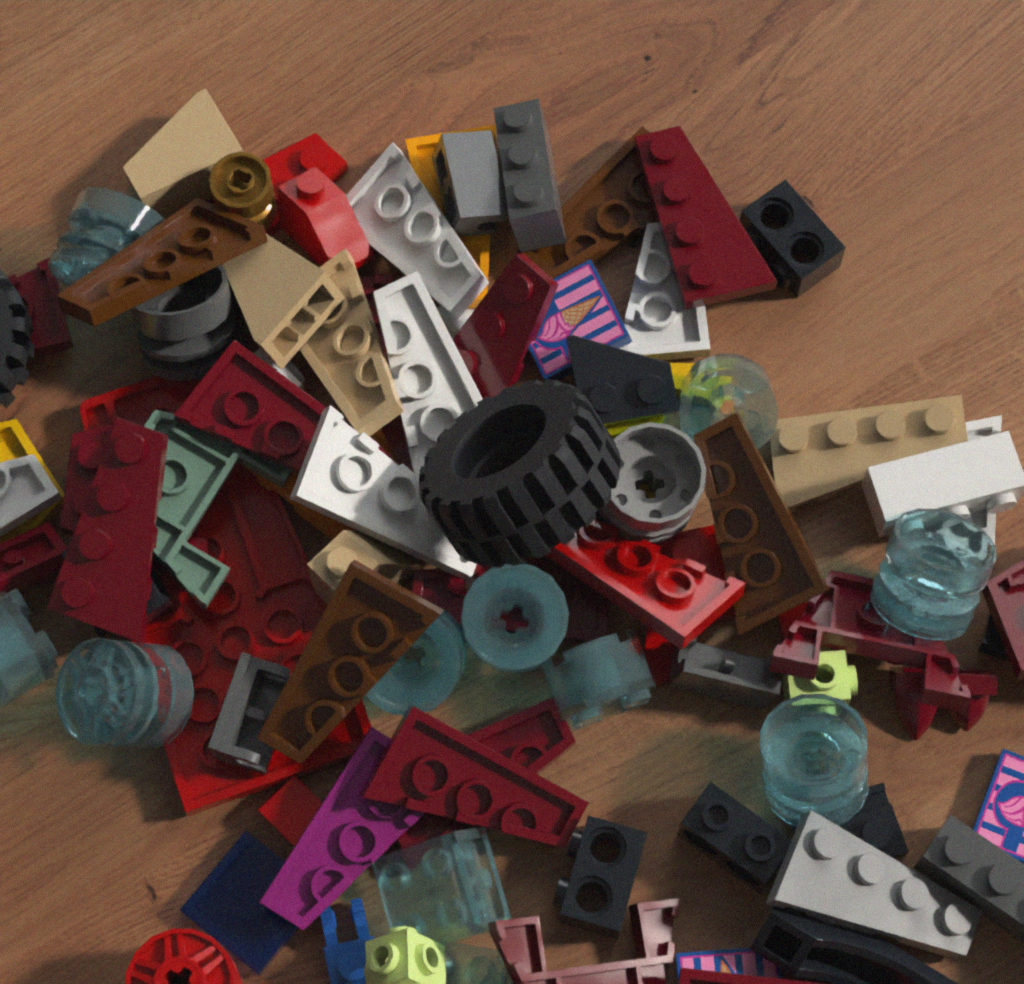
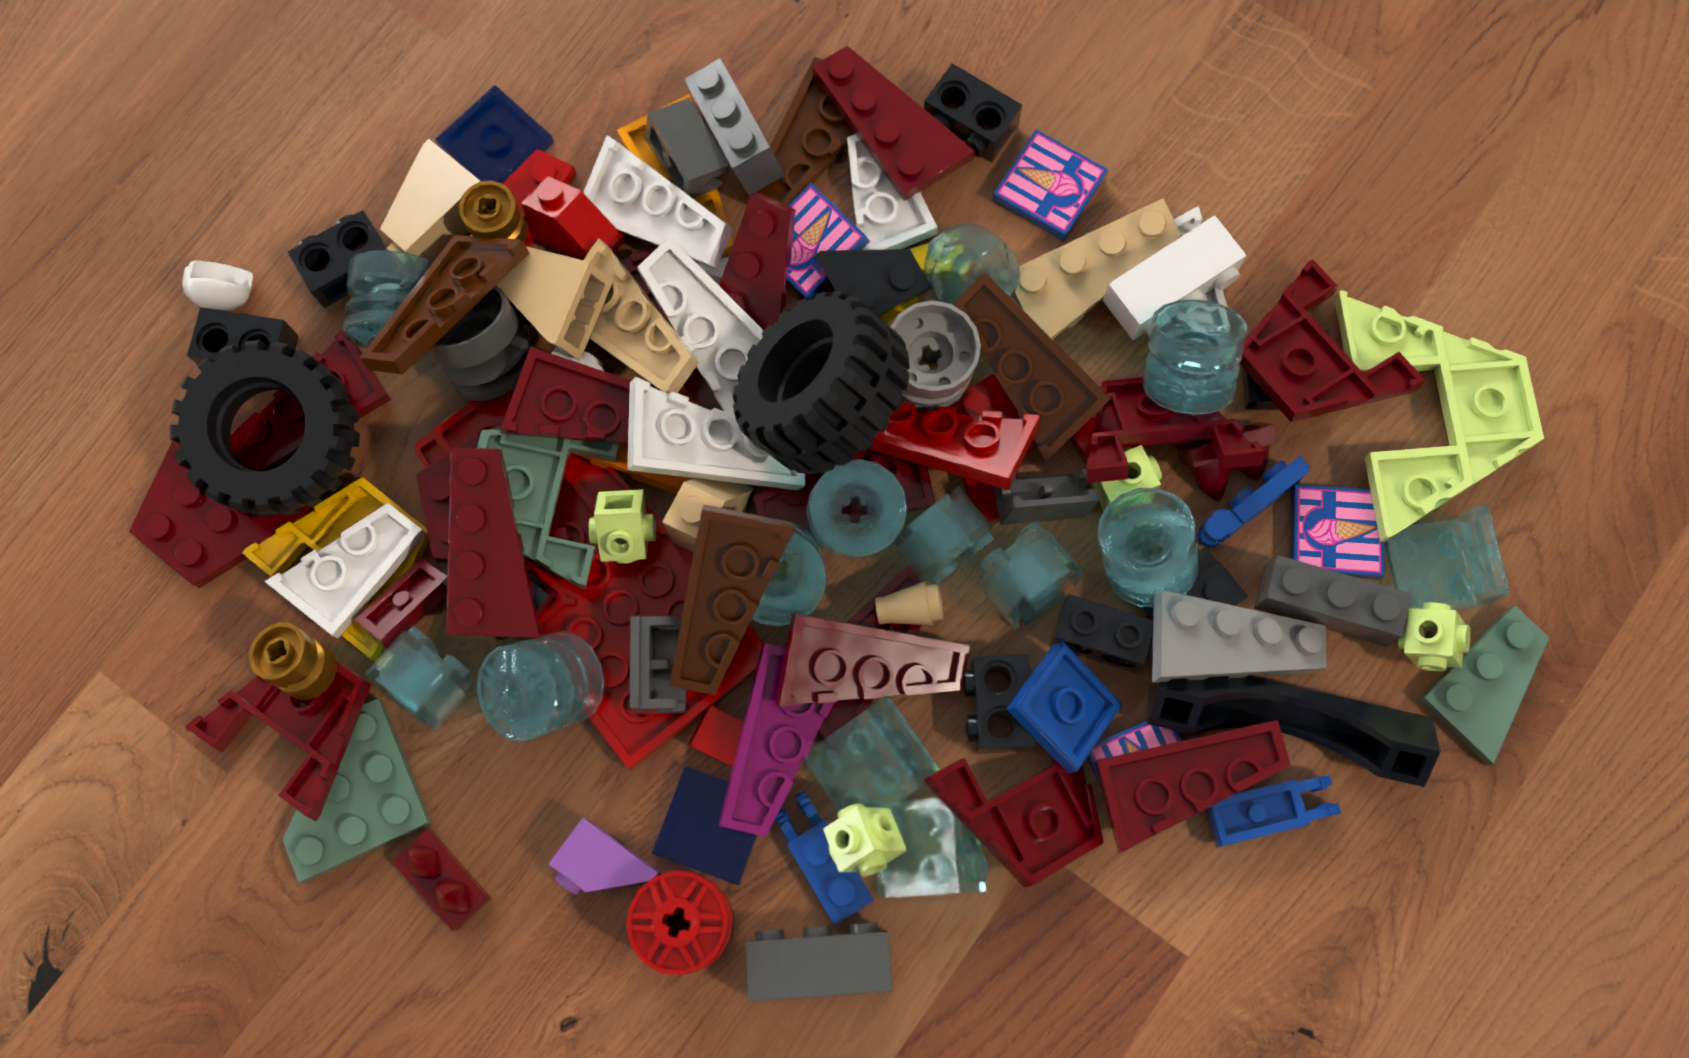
camera: 15 degrees left, 5 degrees up
(72, 171) = (336, 247): none -> black brick
(119, 898) = (598, 862): none -> medium lavender slope
(265, 556) = (622, 526): none -> yellowish green brick
(274, 107) = (493, 137): none -> clear blue tile
(540, 739) = (913, 605): none -> tan cone
(667, 901) = (1064, 707): none -> blue tile
(676, 749) = (1028, 575): none -> clear light blue brick
(850, 341) = (1049, 184): none -> tile
(946, 754) = (1250, 504): none -> blue hinge

